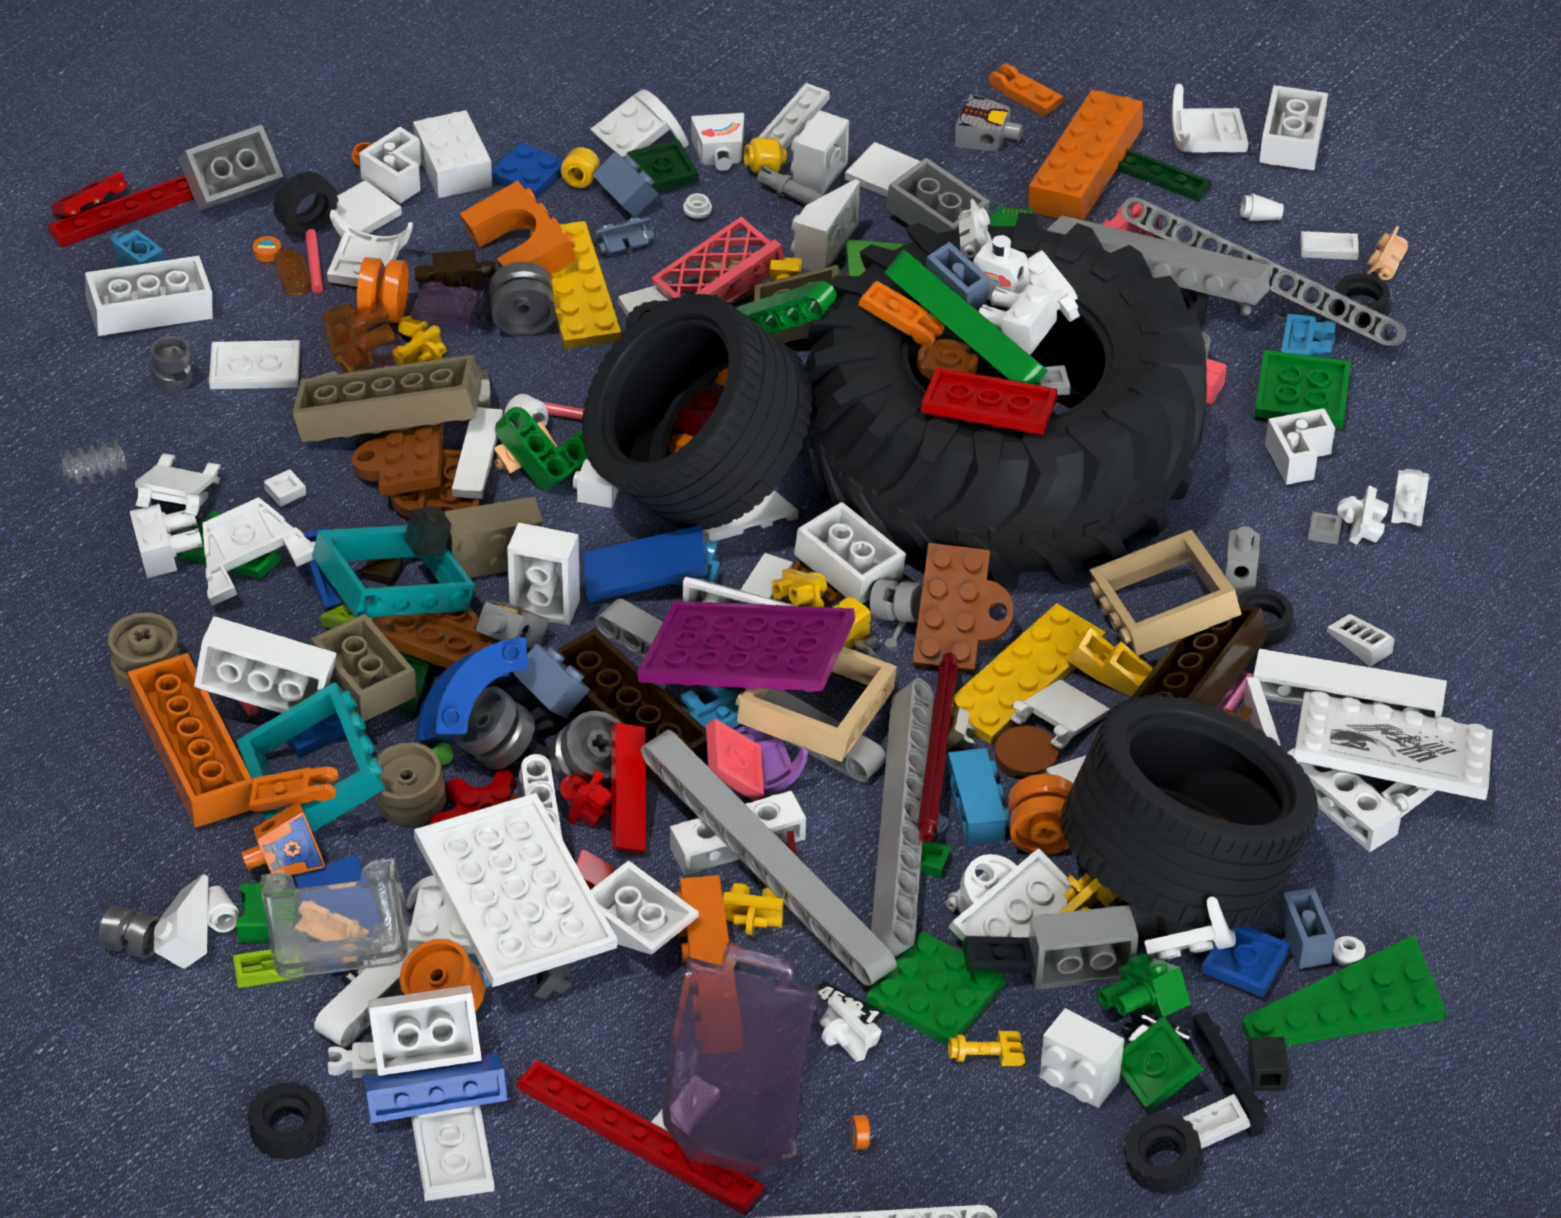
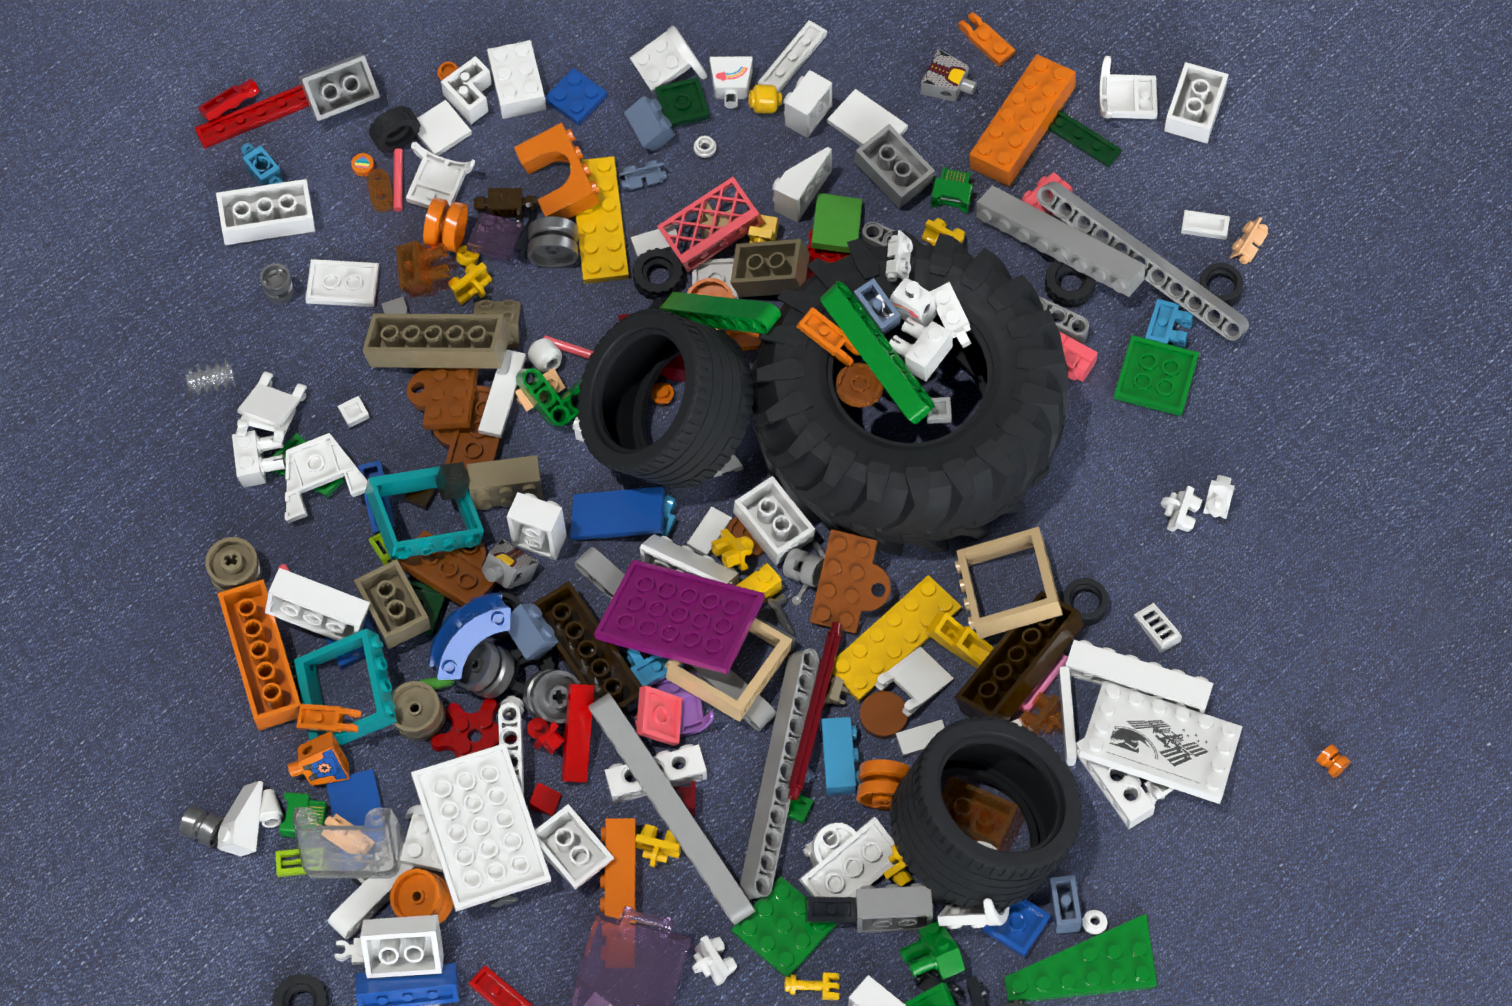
camera: 10 degrees right, 20 degrees up
(579, 167) = (616, 100): yellow head -> none
(787, 186) = (778, 131): light grey pin -> none
(869, 1013) = (714, 929): black sticker -> none
(989, 400) = (884, 434): red plate -> none
(1242, 551) = (1075, 551): light grey torso -> none
(1260, 208) = (1154, 183): white cone -> none
(1297, 442) = (1140, 431): white brick -> none
(1325, 528) = (1149, 515): light grey tile -> none

